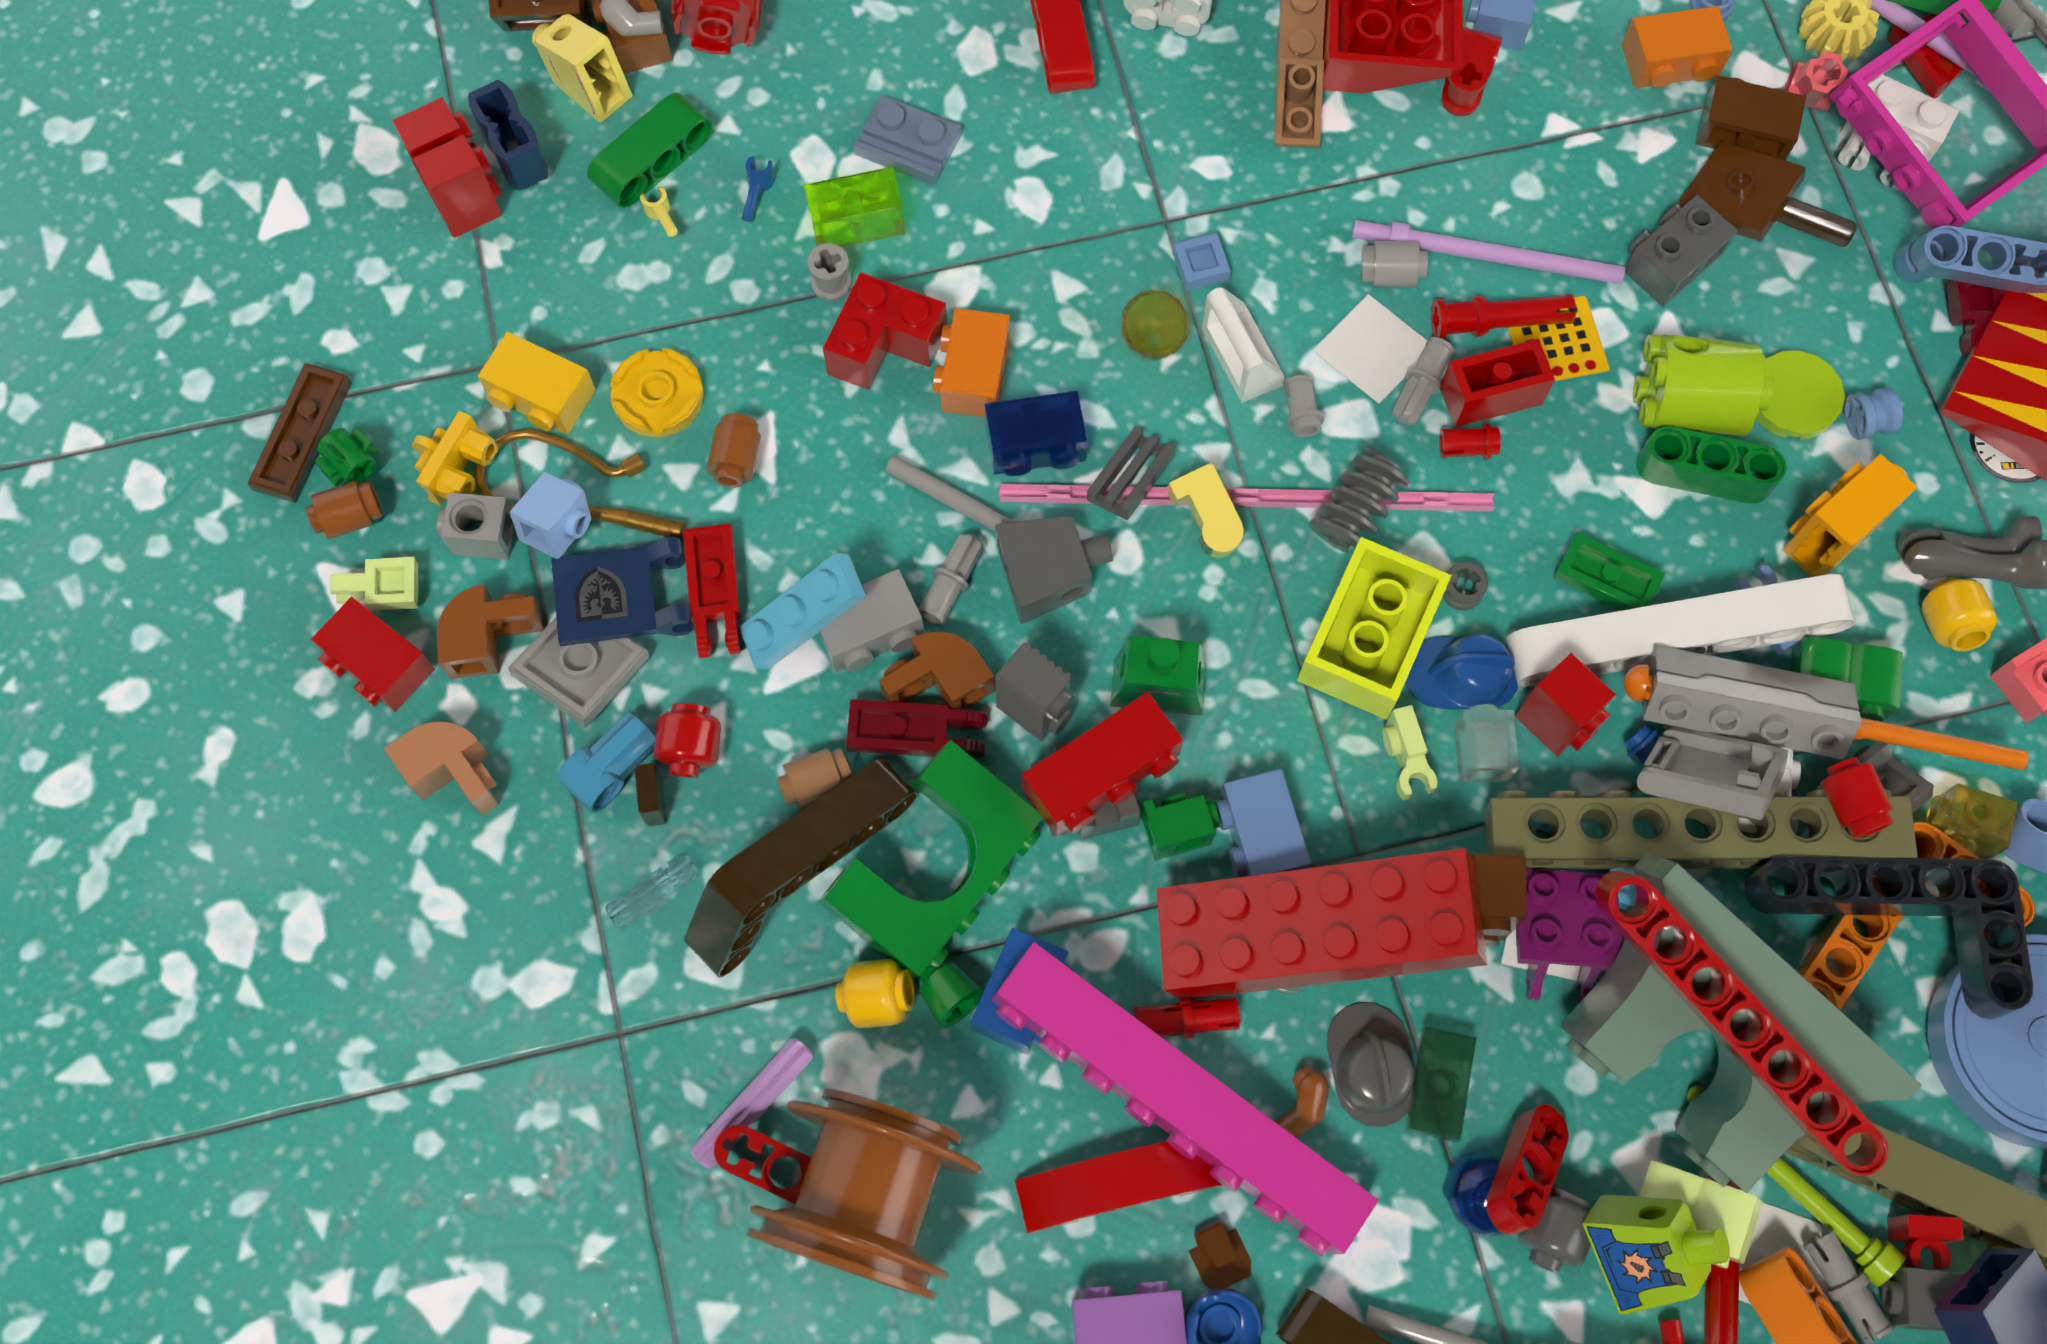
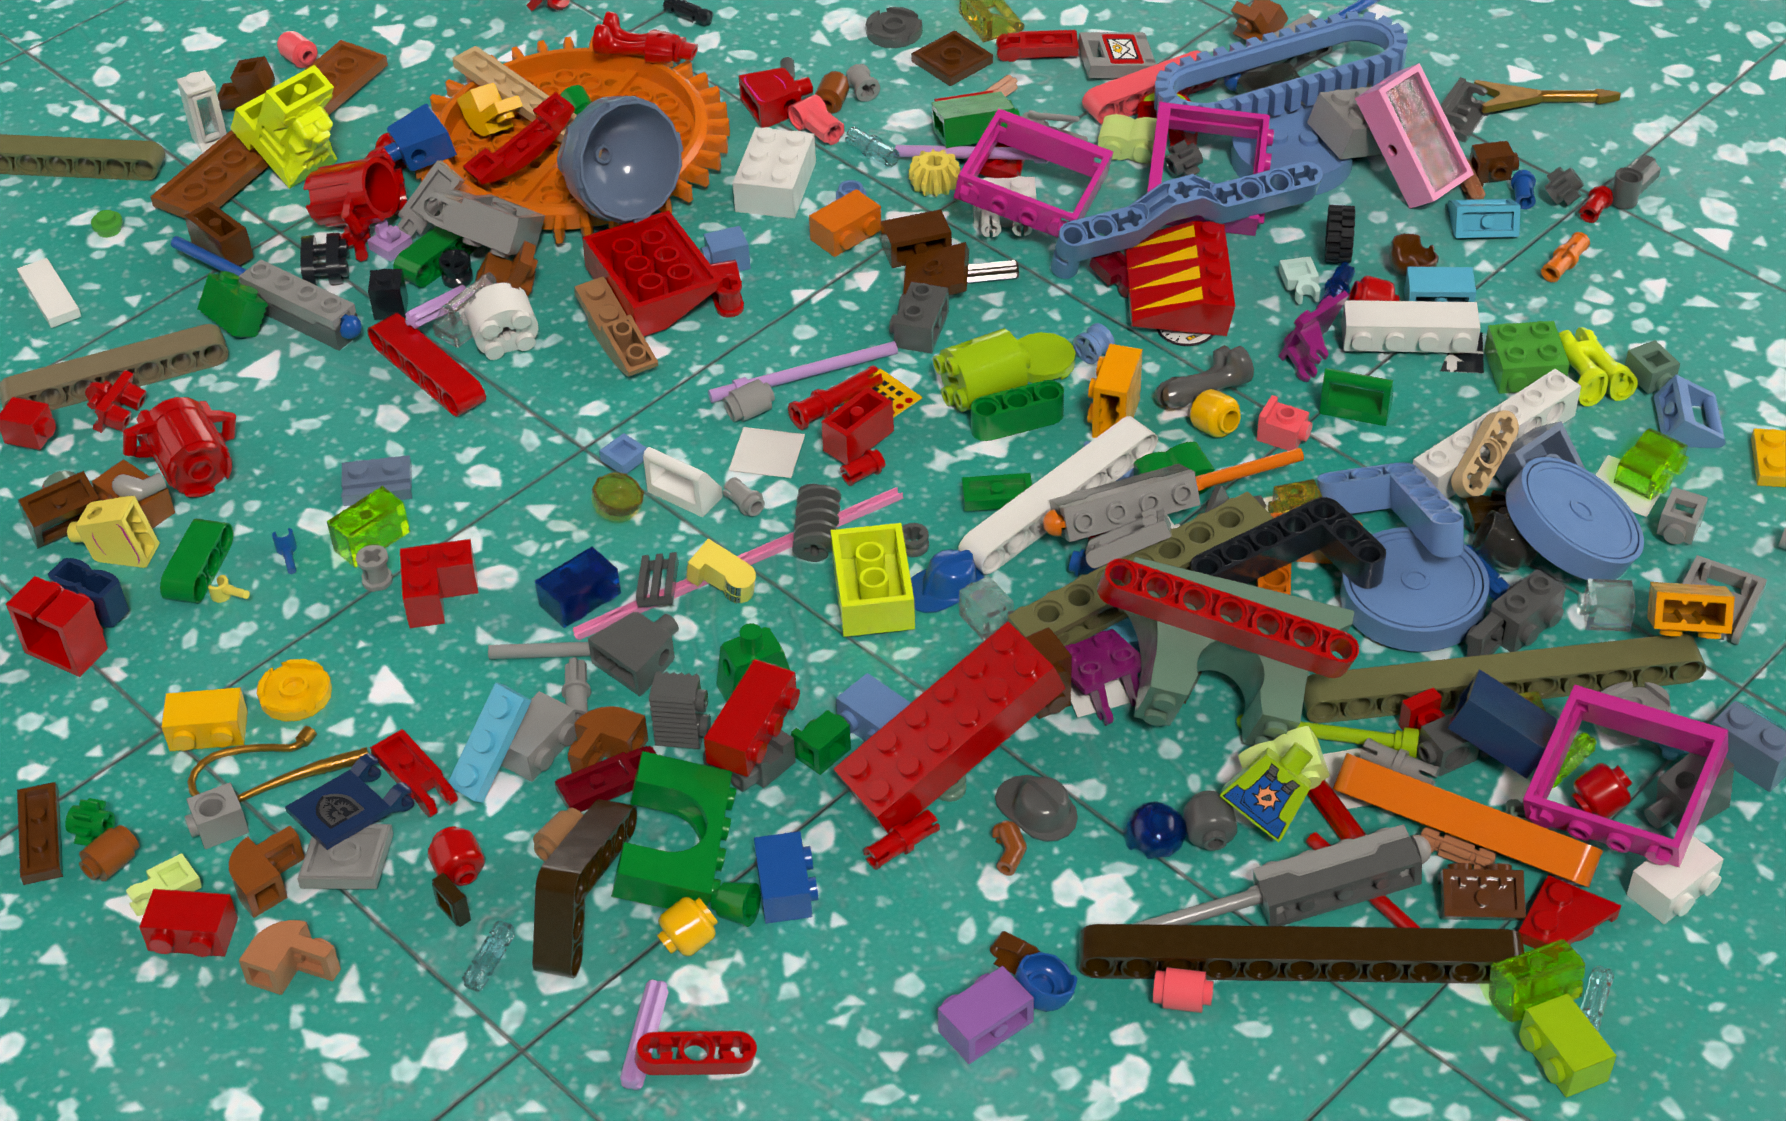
camera: 30 degrees left, 25 degrees down
(447, 455) = (166, 791): yellow hips -> none
(551, 515) = (271, 778): light blue brick -> none
(599, 772) = (405, 905): dark azure piece -> none
(734, 450) = (375, 690): dark orange brick -> none
(866, 1191) = (764, 1018): dark orange wheel -> none
(974, 361) = (508, 570): orange brick -> none
(1110, 1185) = (918, 943): red slope -> none
(1184, 1101) = (930, 867): dark pink brick -> none
(1405, 741) = (937, 631): yellowish green plate -> none
(1422, 381) = (810, 450): light grey axle -> none
(1441, 1084) = (1086, 790): clear green plate -> none
(1511, 1179) = (1169, 794): red beam -> none
(1566, 706) = (1019, 558): red brick -> none
(1817, 80) = (942, 197): coral piece -> none
(1858, 798) = (1217, 499): red brick -> none

